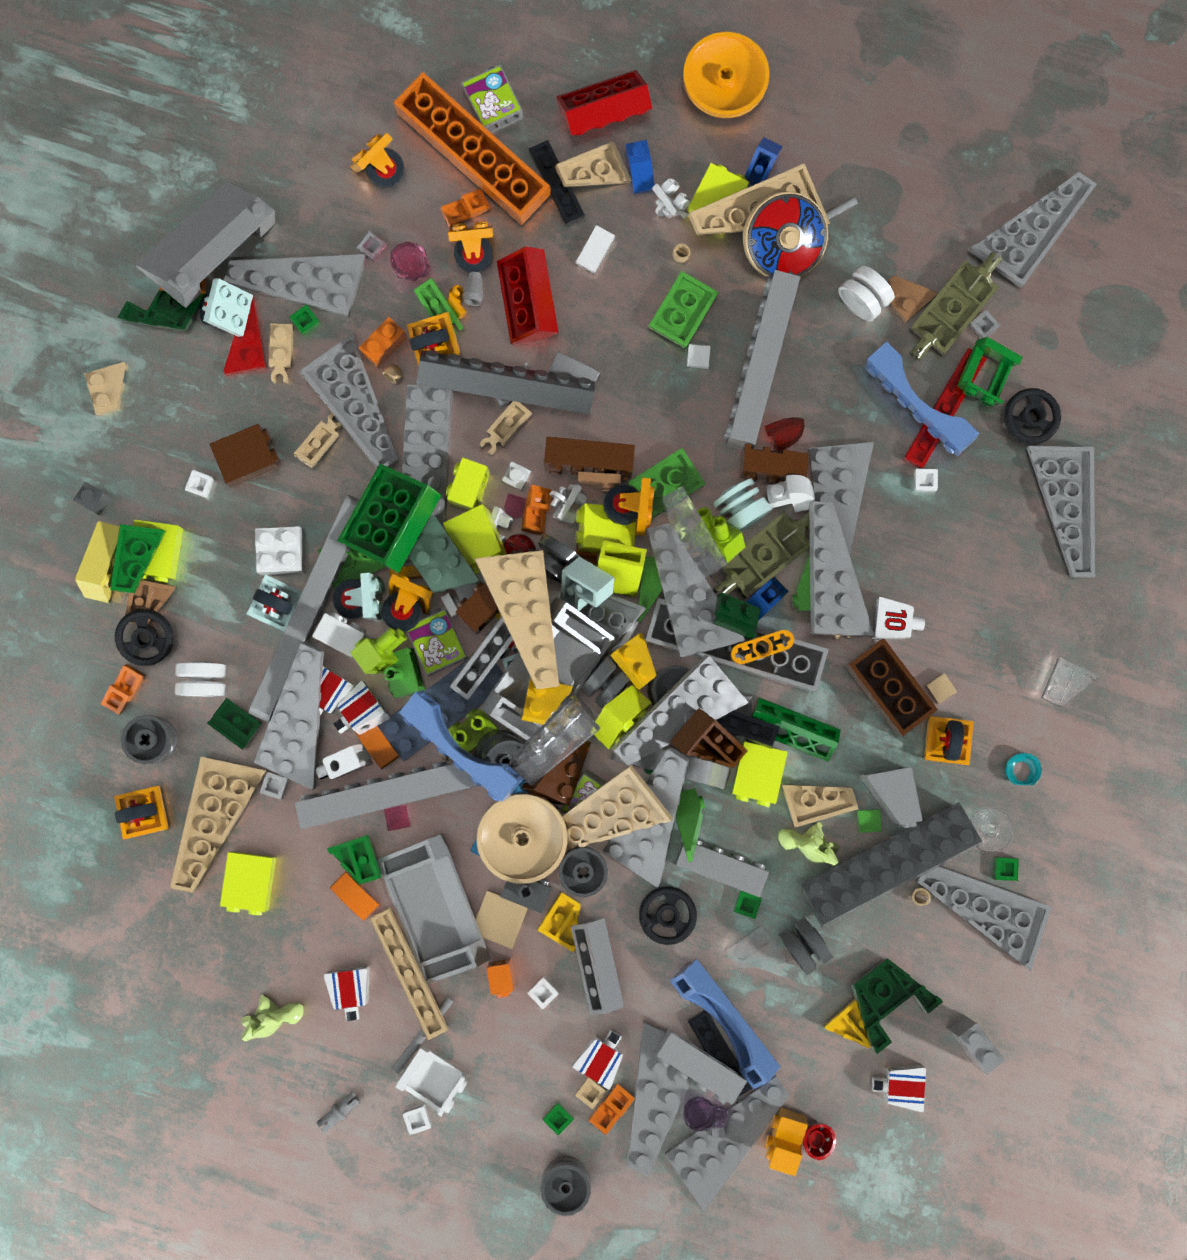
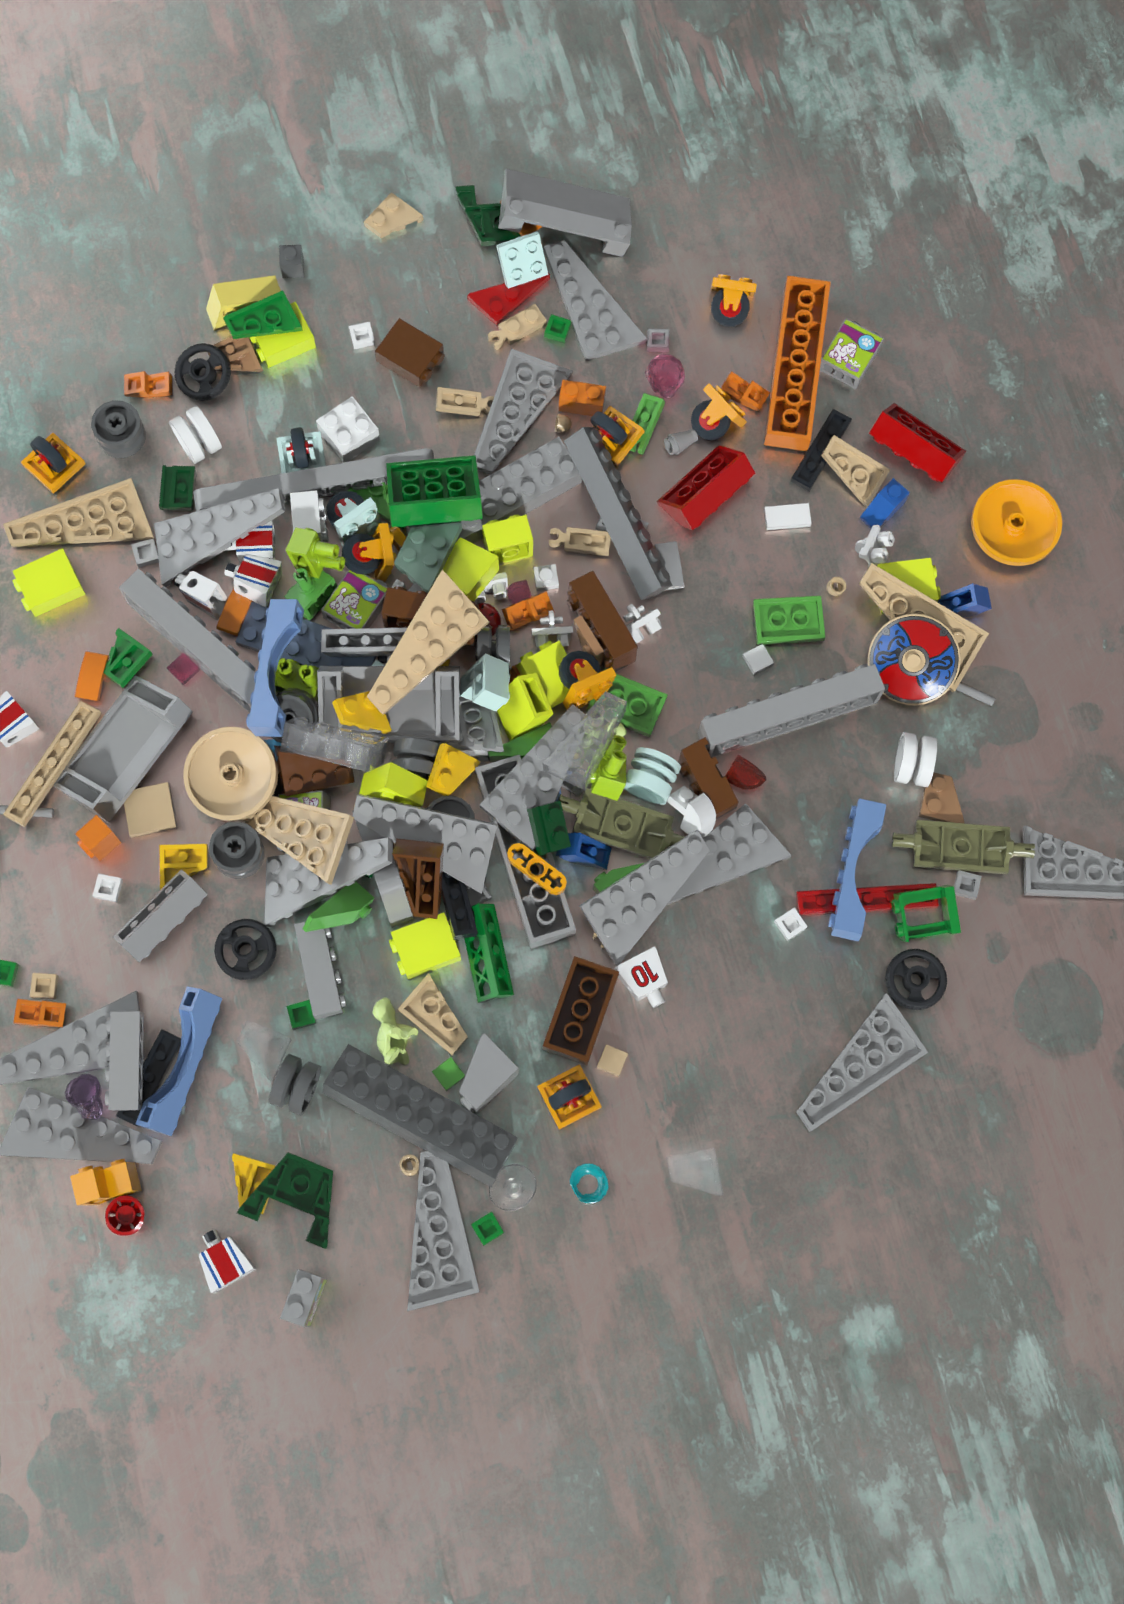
camera: 55 degrees right, 10 degrees down
(454, 299) = (660, 432): light orange arm -> none
(529, 895) = (187, 818): dark grey brick -> none
(600, 1059) = (78, 974): torso -> none
(604, 426) = (649, 619): none -> white hips

